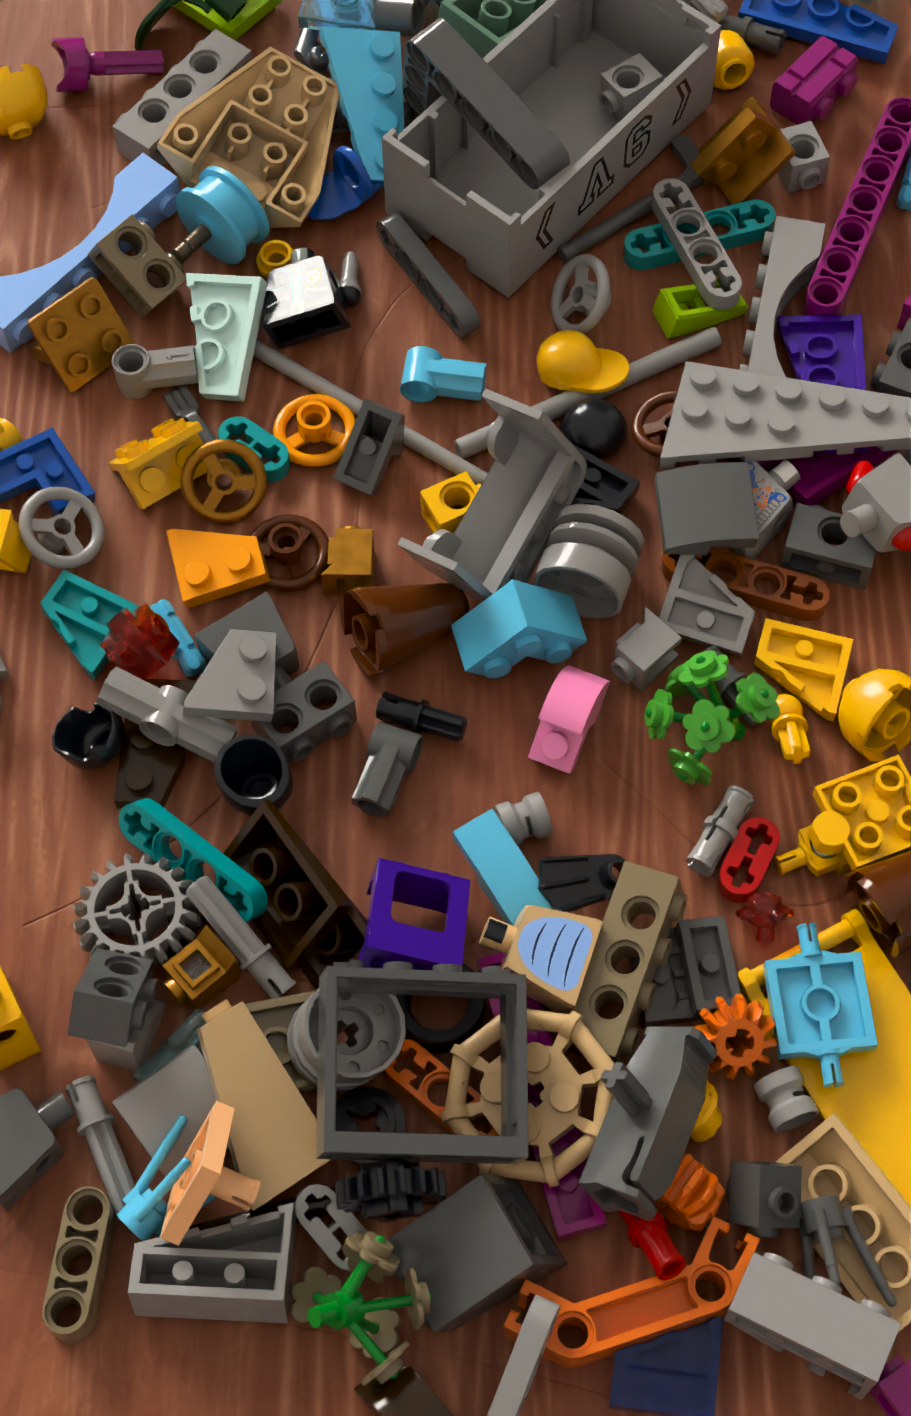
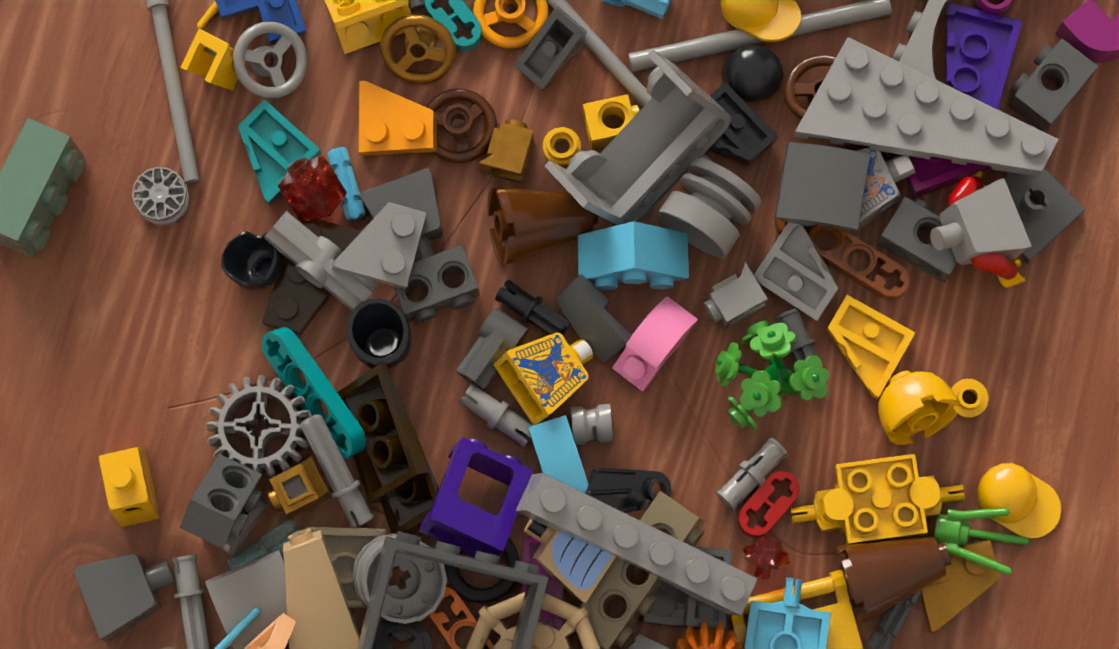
camera: 15 degrees right, 15 degrees up
(393, 551) = (561, 135): none -> yellow plate
(411, 836) = (496, 414): none -> light grey pin
(452, 774) = (544, 373): none -> yellow torso
(490, 709) = (585, 311): none -> dark grey slope
(544, 898) = (636, 542): none -> light grey arch
(791, 729) = (838, 397): yellow axle -> none

